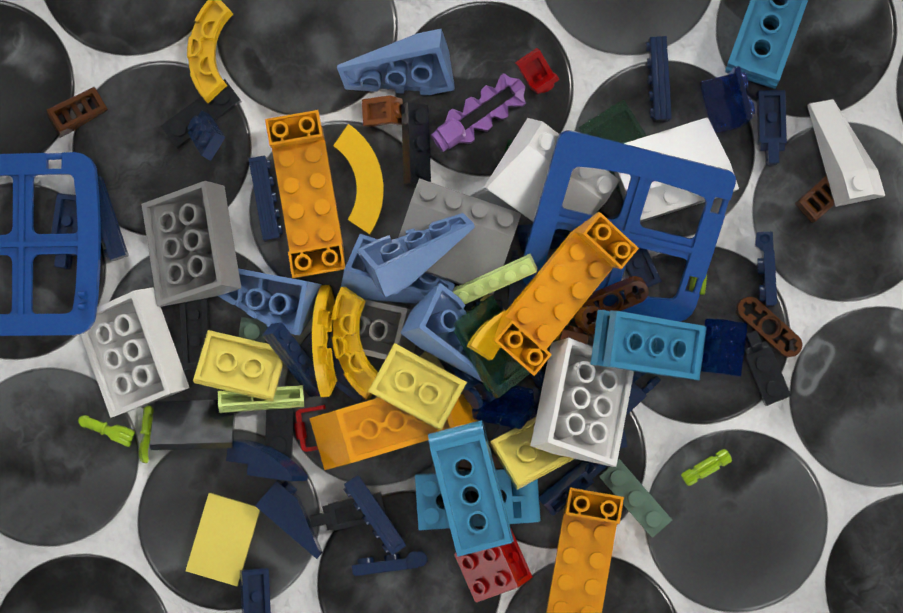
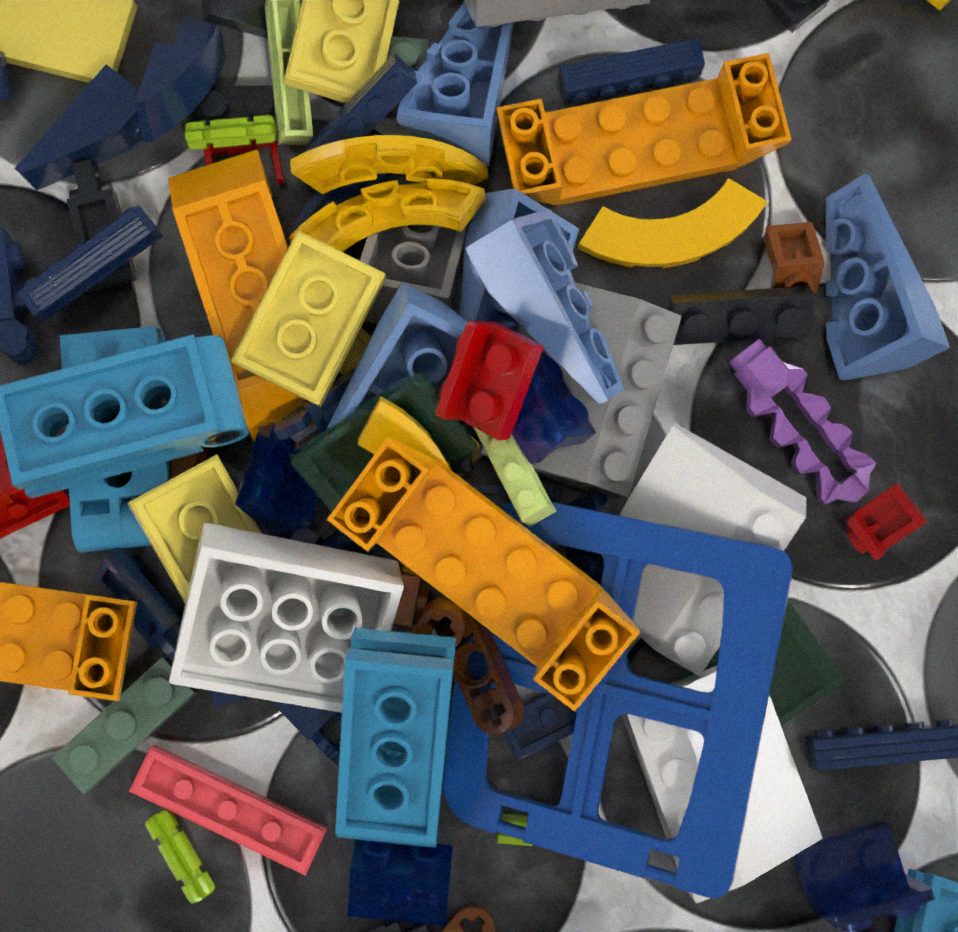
camera: 85 degrees right, 5 degrees down
(296, 434) = (231, 132): none -> lime axle
(459, 286) = (489, 378): none -> red bracket
(472, 260) = (550, 414): none -> clear blue bracket
(682, 440) = (229, 809): none -> coral tile

